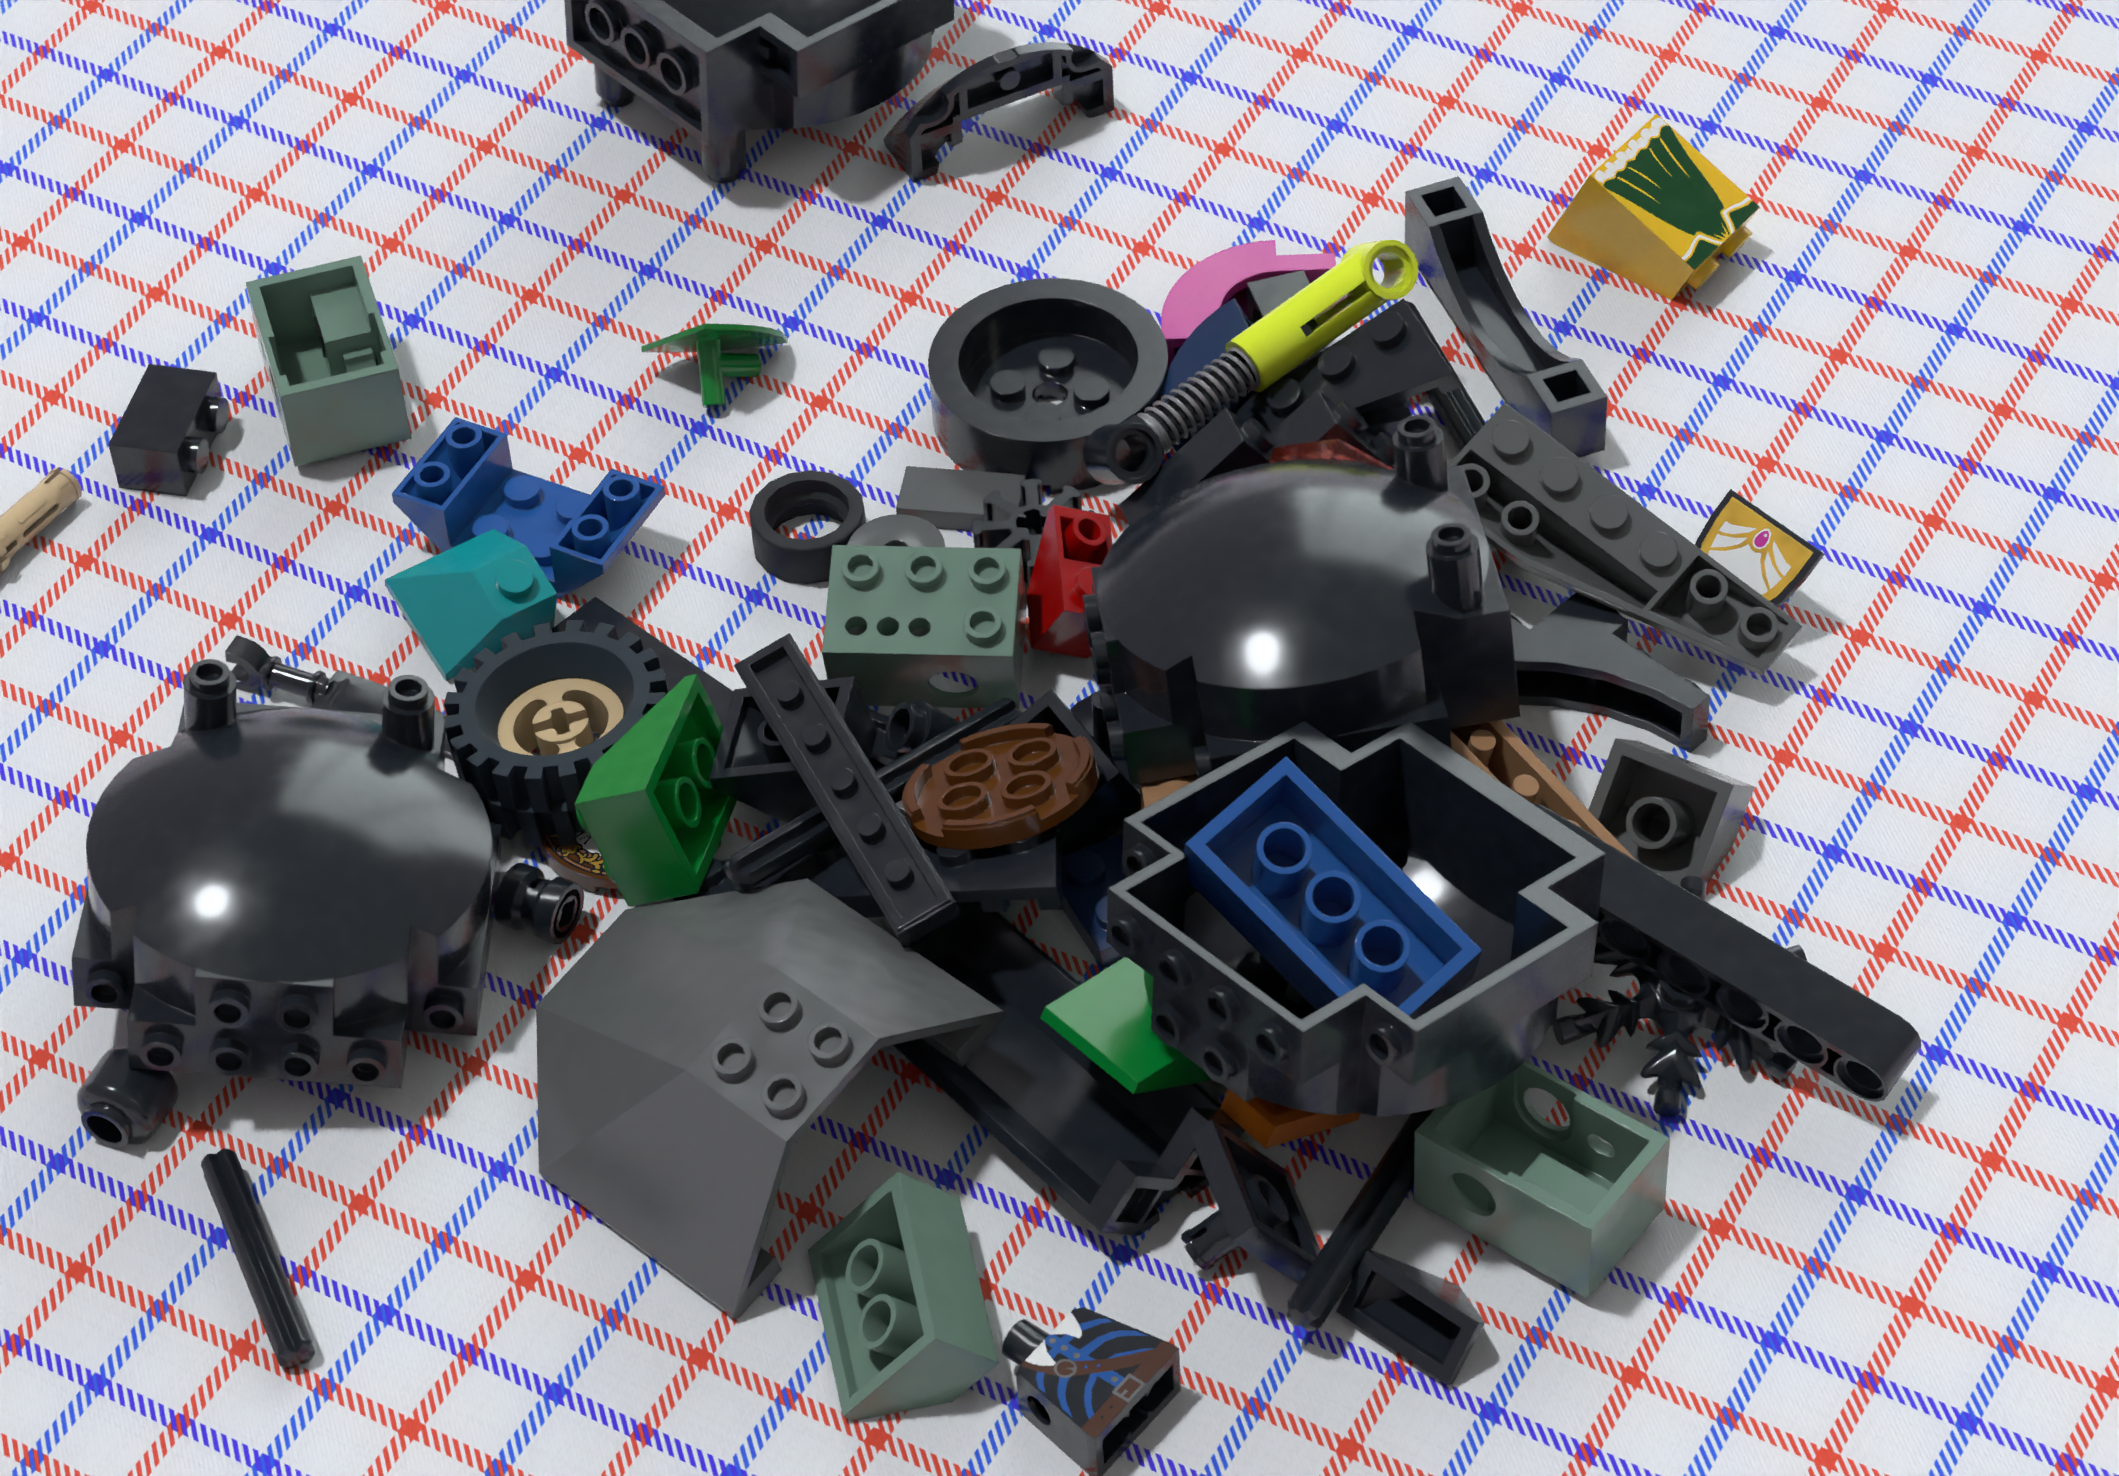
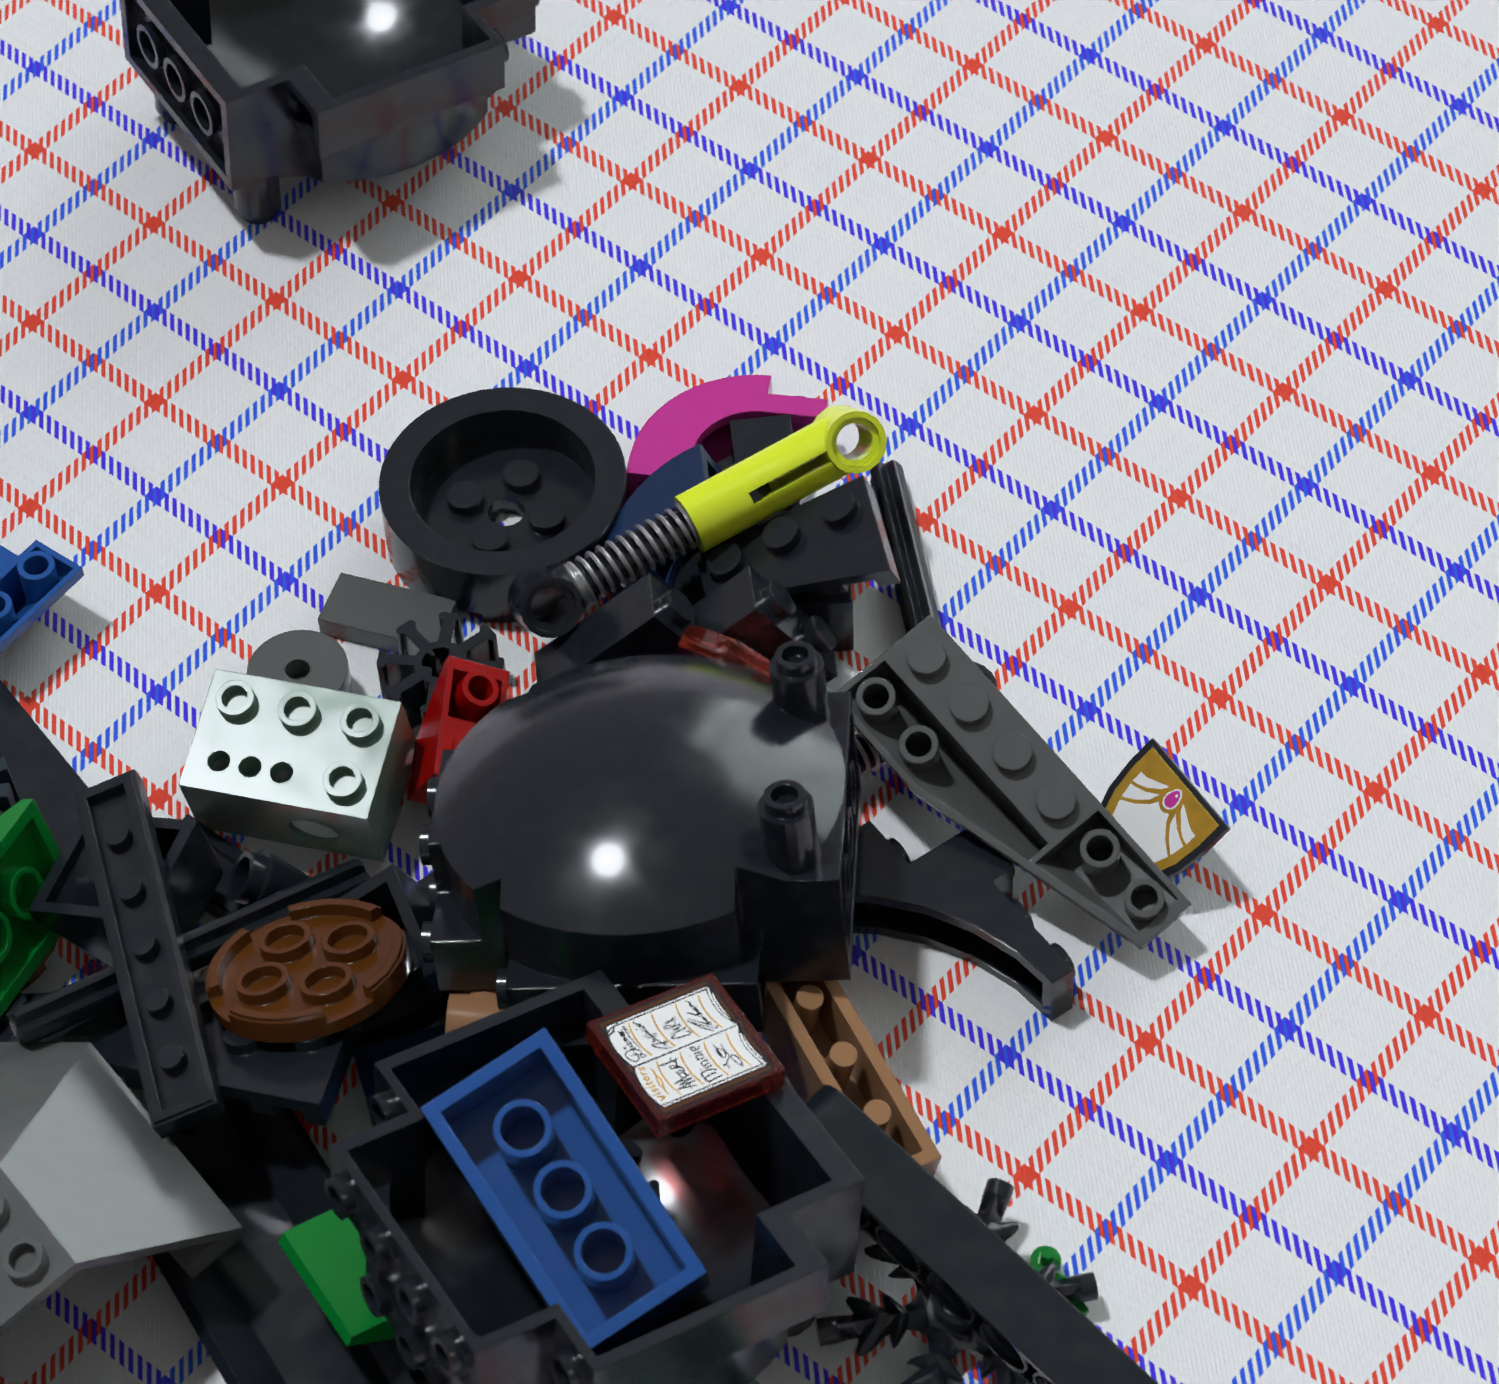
camera: 10 degrees right, 5 degrees up
(713, 365) = (181, 431): green shield -> none
(796, 496) = (209, 593): black tyre -> none
(992, 83) = (539, 160): black windscreen -> none
(1410, 774) = (685, 1055): none -> tile
(1464, 269) = (997, 561): black arch -> none
(1656, 213) = (1173, 399): yellow slope -> none
(1669, 809) = (996, 1098): dark grey slope -> none

